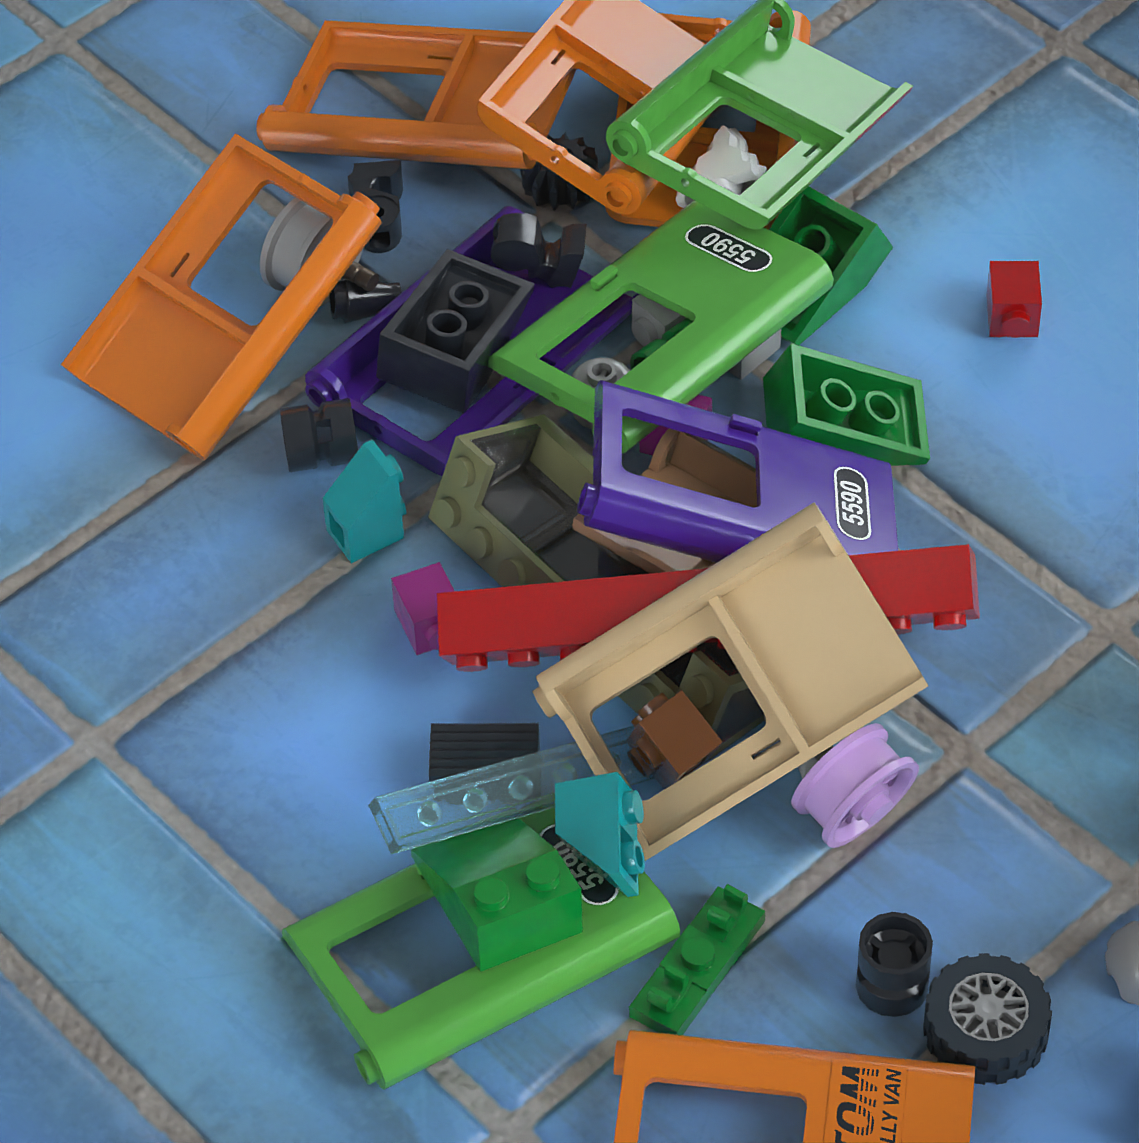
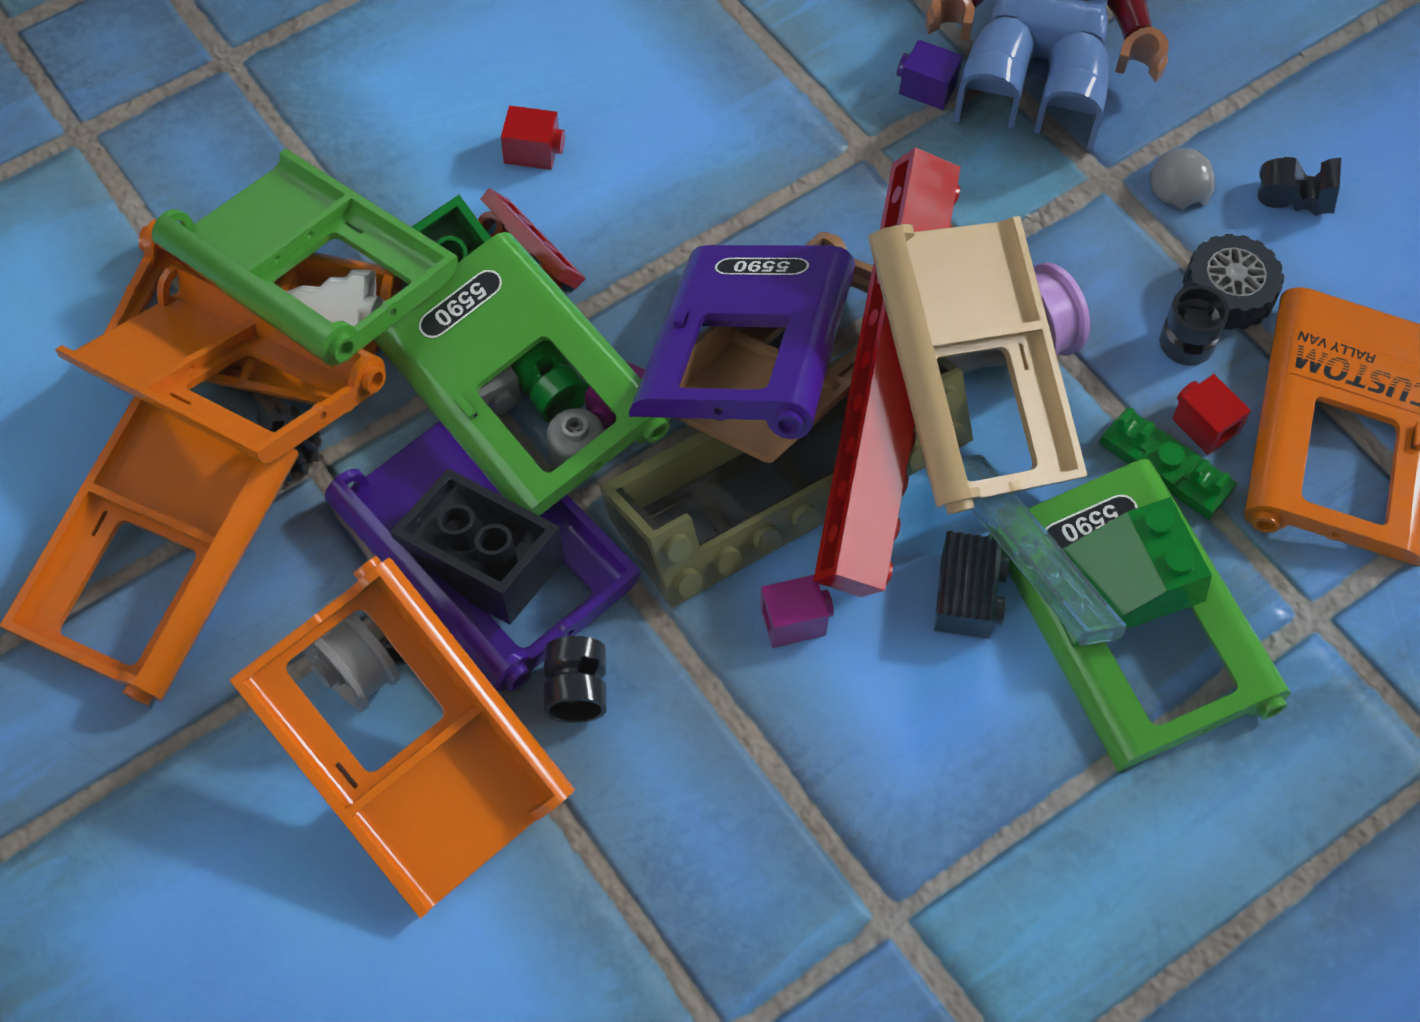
camera: 85 degrees left, 10 degrees up
(365, 504) = (677, 642): teal slope -> none
(384, 186) = (291, 604): black leg -> none
(521, 246) = (403, 457): black leg -> none
(599, 826) = (1083, 489): teal slope -> none
(670, 739) = (1003, 424): reddish brown brick -> none
(768, 993) = (1210, 413): none -> red brick
(847, 406) = (630, 275): green slope -> none
(872, 315) = (512, 220): none -> plate

